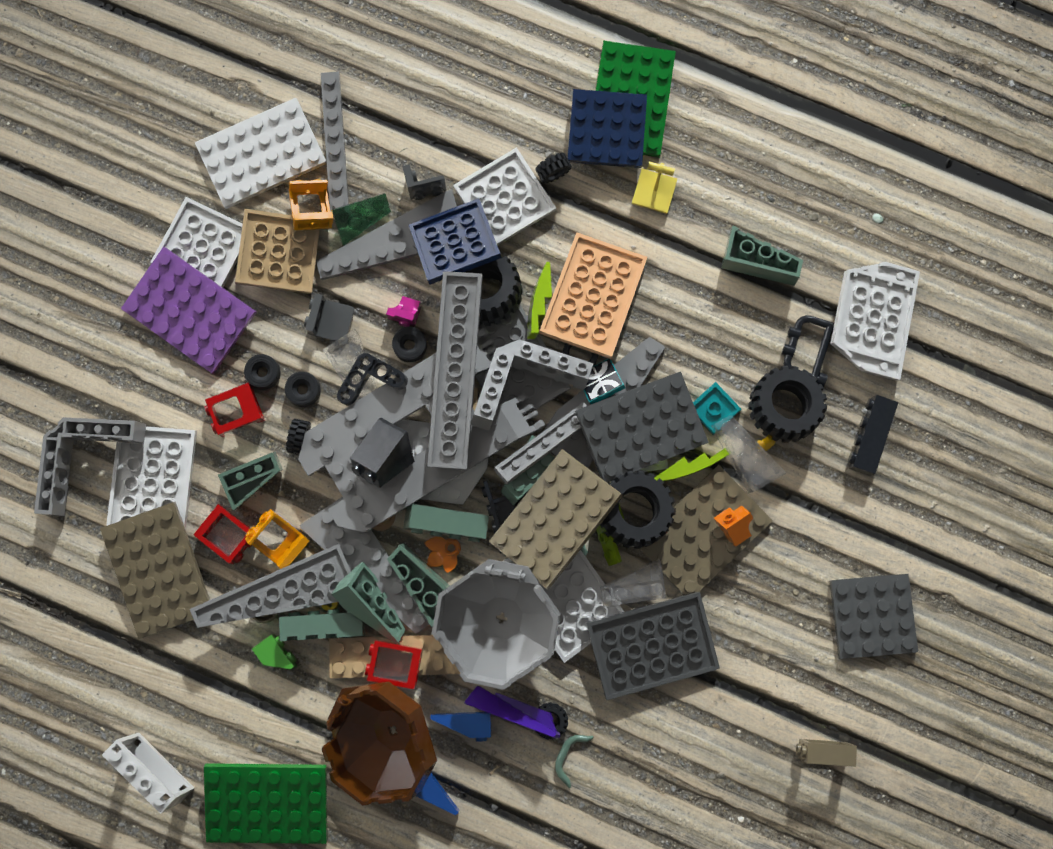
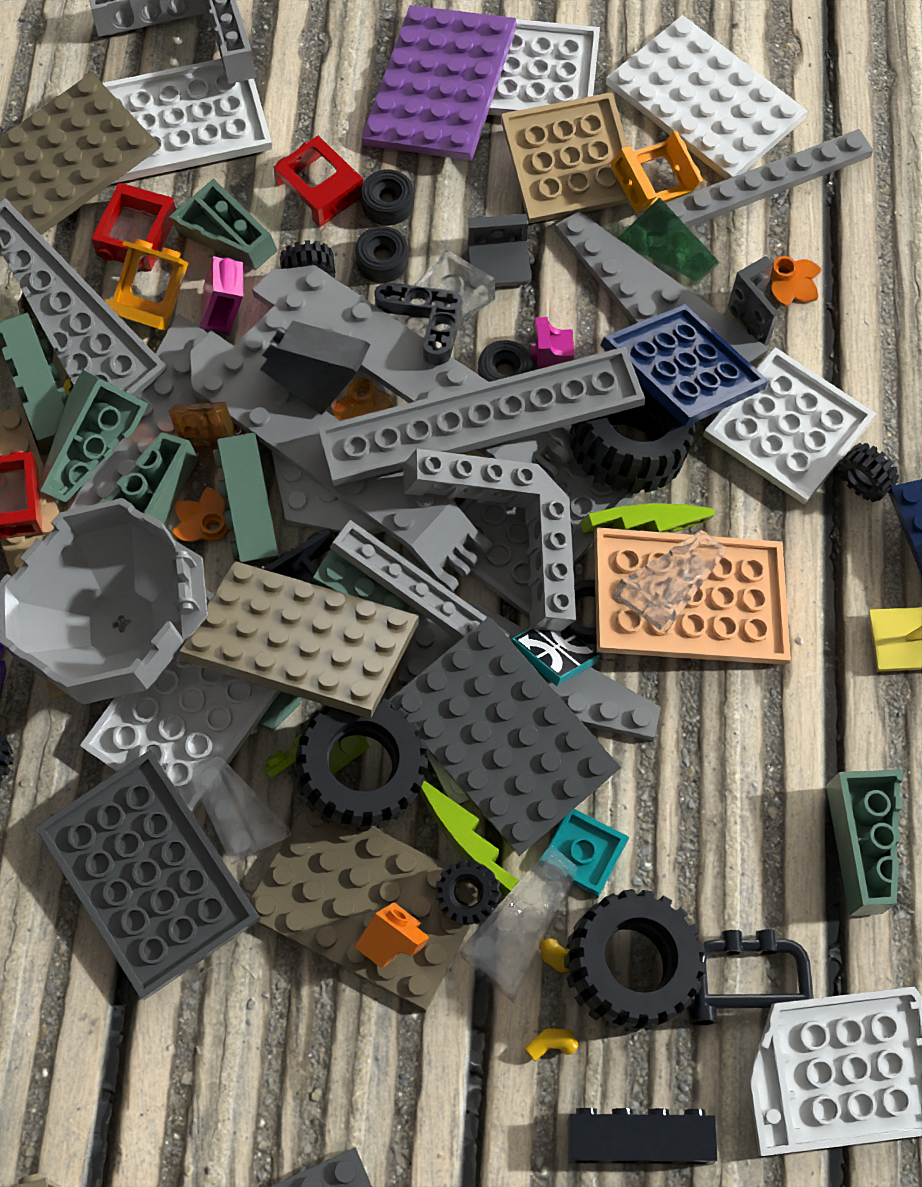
camera: 70 degrees right, 15 degrees down
(300, 494) = (221, 294): none -> dark pink torso
(389, 532) = (203, 422): none -> clear orange bracket
(412, 153) = (796, 283): none -> orange plate
(416, 434) = (354, 406): none -> clear orange plate
(590, 301) = (671, 581): none -> clear wedge
(734, 482) = (447, 887): none -> black tyre
(808, 461) = (552, 1039): none -> yellow arm

